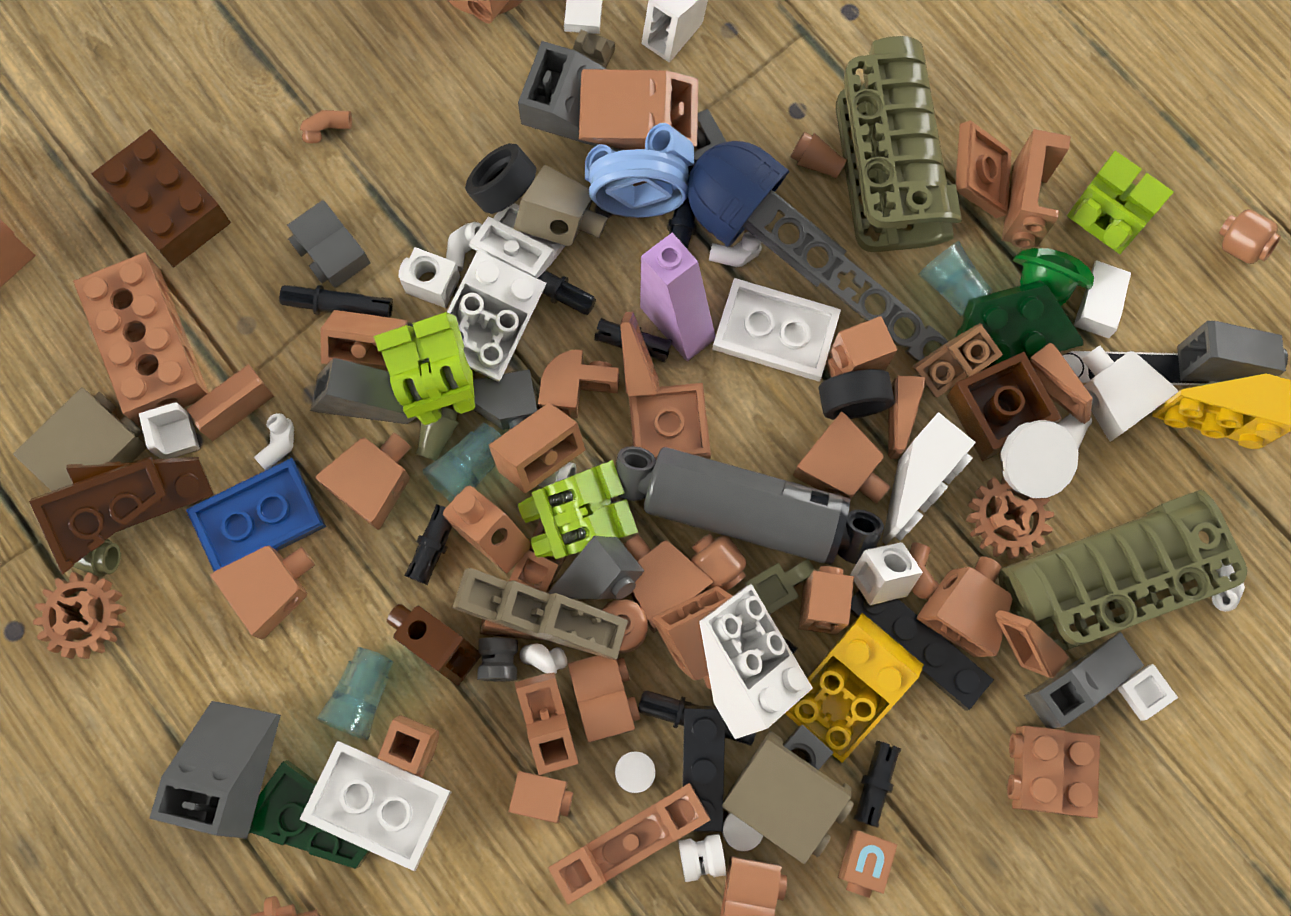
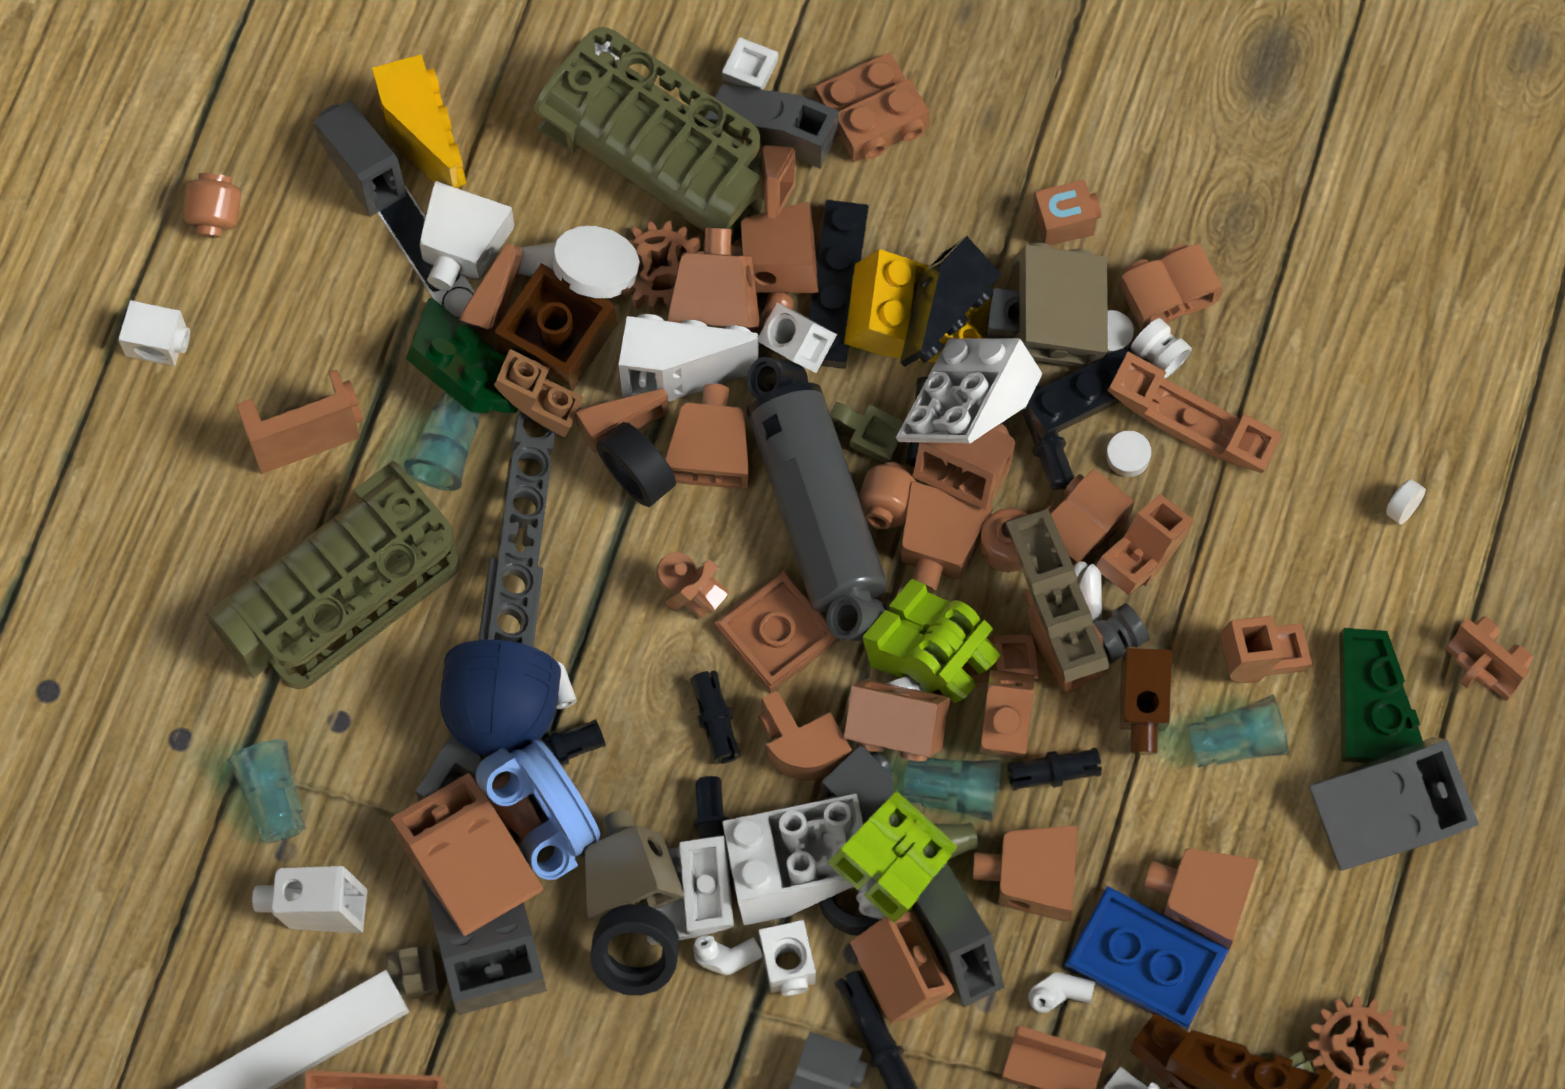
camera: 120 degrees left, 5 degrees down
(376, 805) = (1322, 640): white plate -> none
(540, 797) = (1214, 513): nougat brick -> none
(600, 572) = (979, 580): dark grey slope -> none
(638, 365) = (743, 687): nougat slope -> none
(676, 296) = (656, 686): lavender slope -> none
(735, 374) = (692, 585): none -> nougat hips
(773, 32) = (269, 789): none -> clear light blue plant
(776, 329) = (611, 587): white plate -> none
(817, 155) = (388, 664): nougat cone -> none
(826, 601) = (862, 371): nougat brick -> none
(850, 709) = (944, 294): none -> black slope
(861, 348) = (591, 483): nougat brick -> none
(877, 784) = (1001, 241): black pin -> none
(962, 531) = (715, 285): none -> nougat torso
(983, 169) = (304, 484): nougat tile -> none
(1056, 270) = (376, 361): green helmet -> none
(1104, 302) = (366, 305): white slope -> none
(1117, 208) = (277, 337): lime hips -> none
(1166, 144) = (153, 333): none -> white brick

